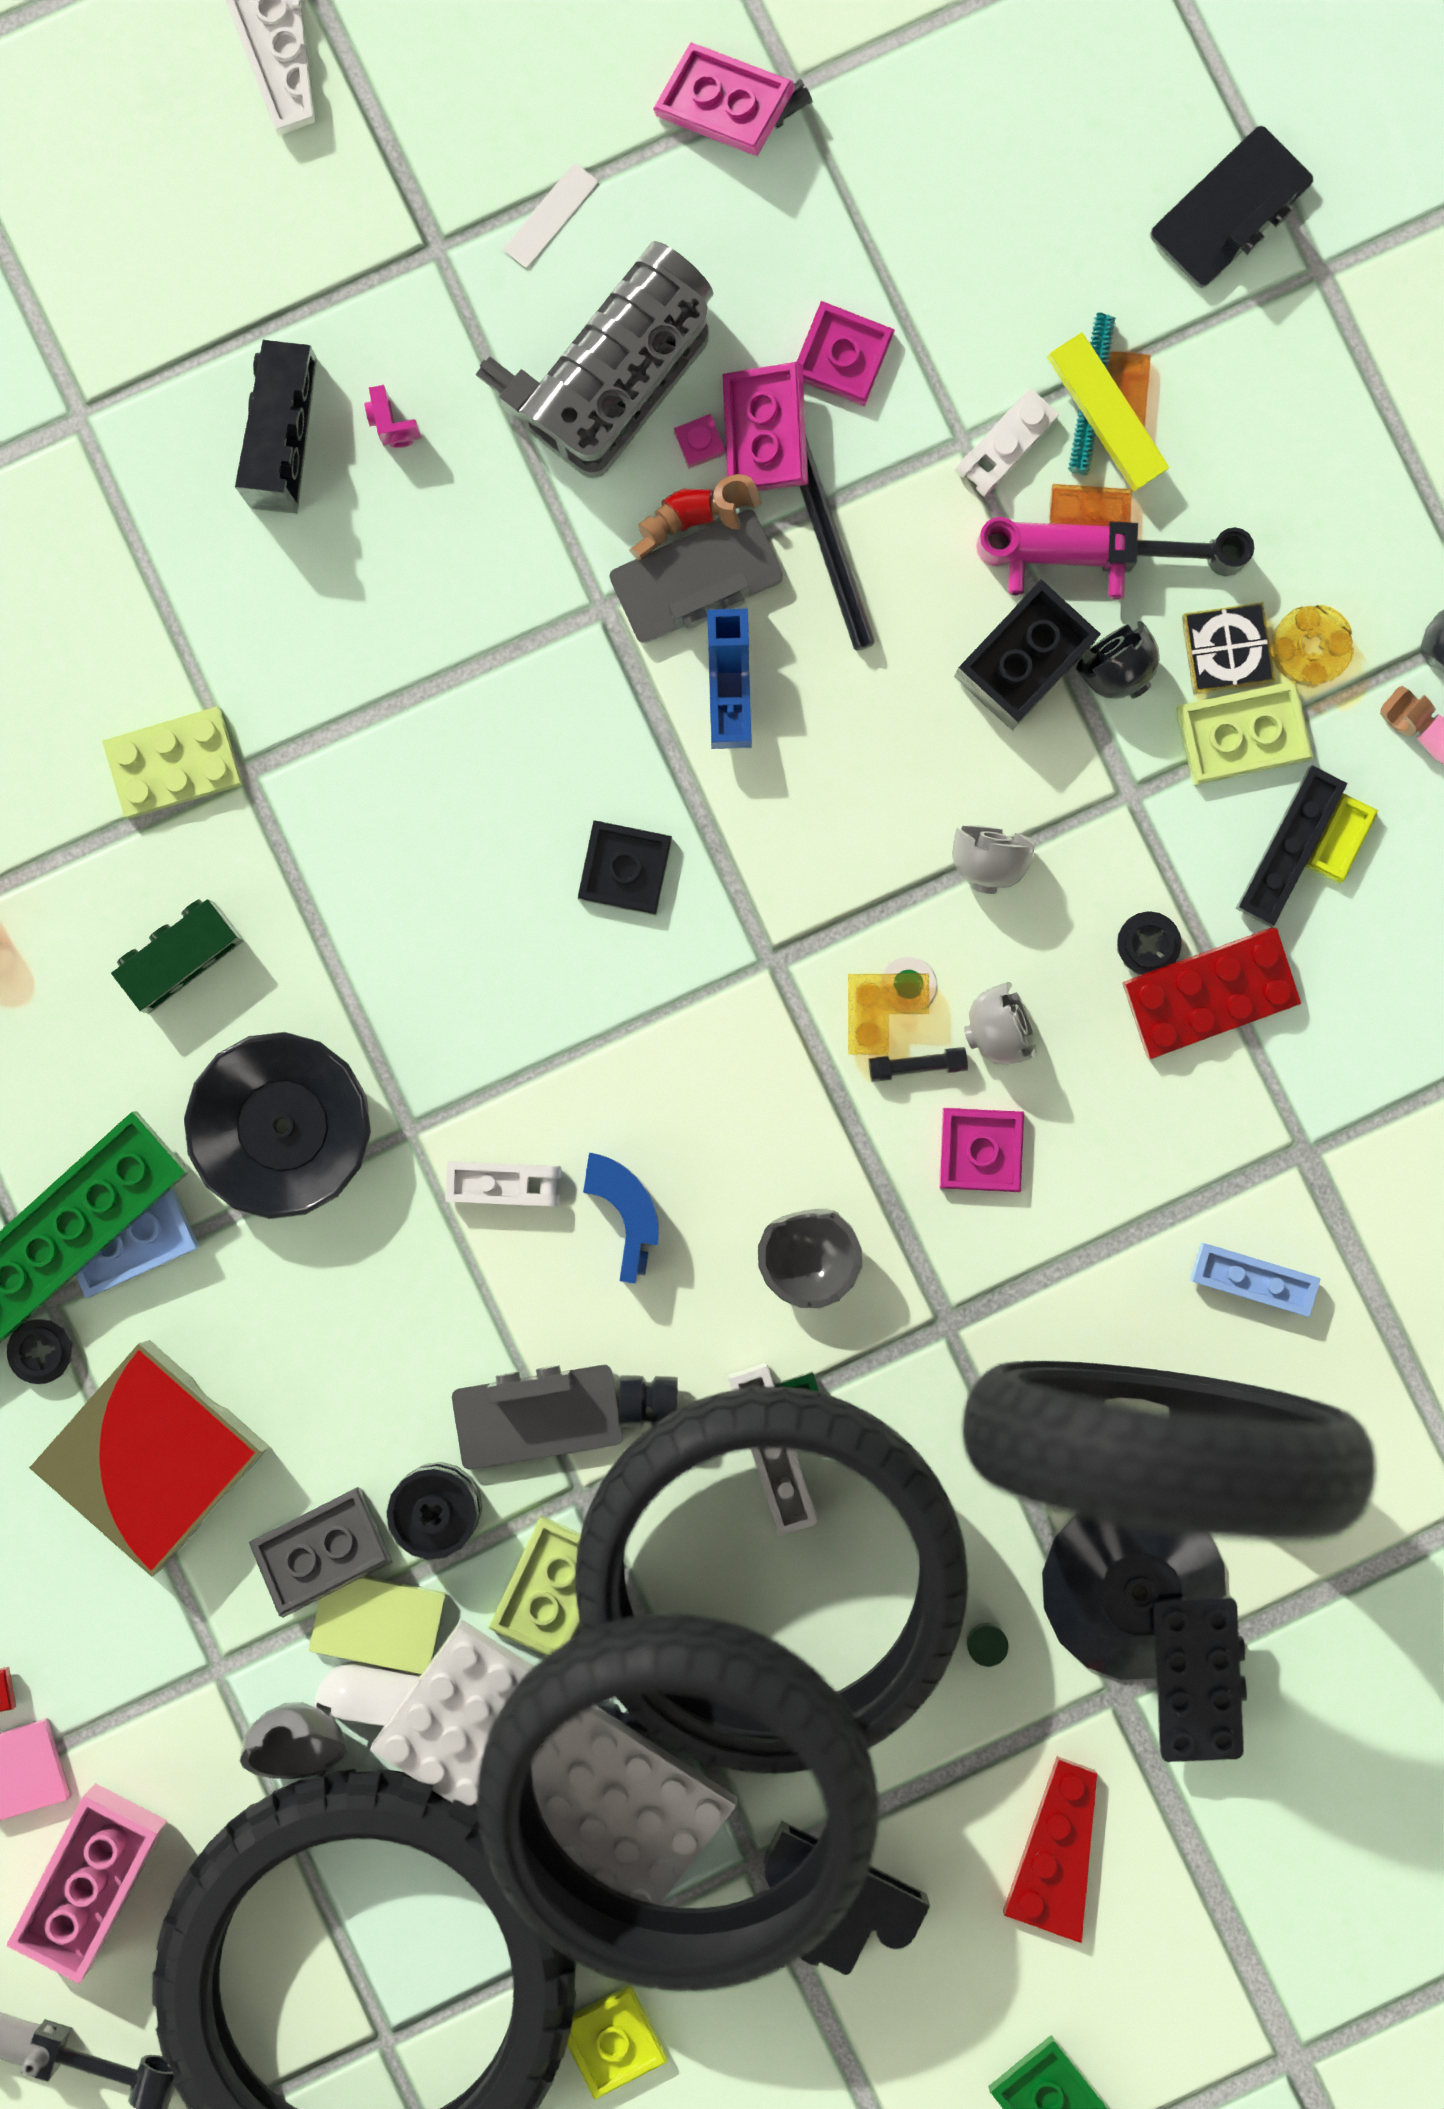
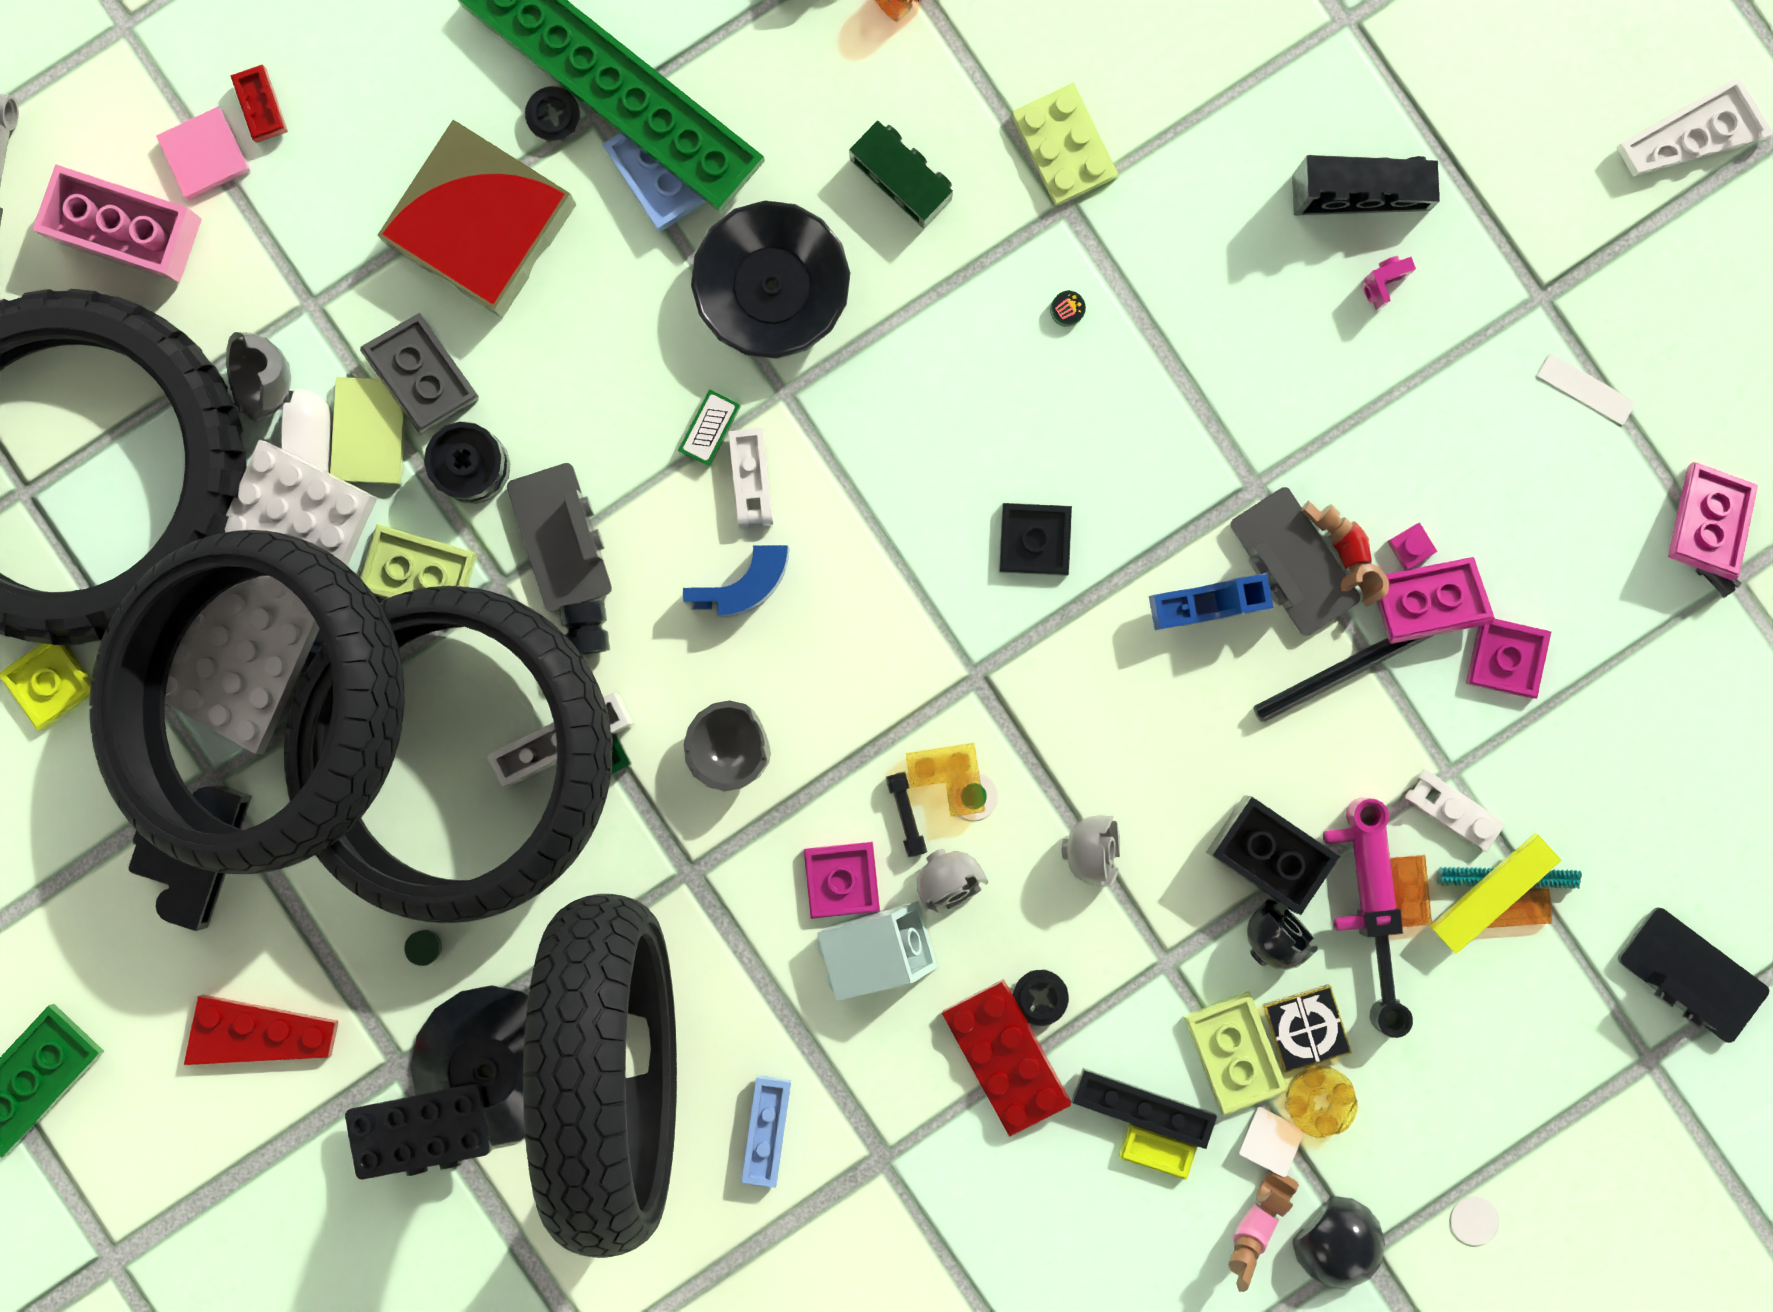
camera: 80 degrees right, 0 degrees up
(363, 789) = (1067, 308): none -> tile
(437, 1223) = (709, 428): none -> tile
(608, 363) = (1467, 462): dark grey piece -> none
(1070, 1121) = (877, 951): none -> light aqua slope
(1349, 708) = (1271, 1142): none -> white sticker

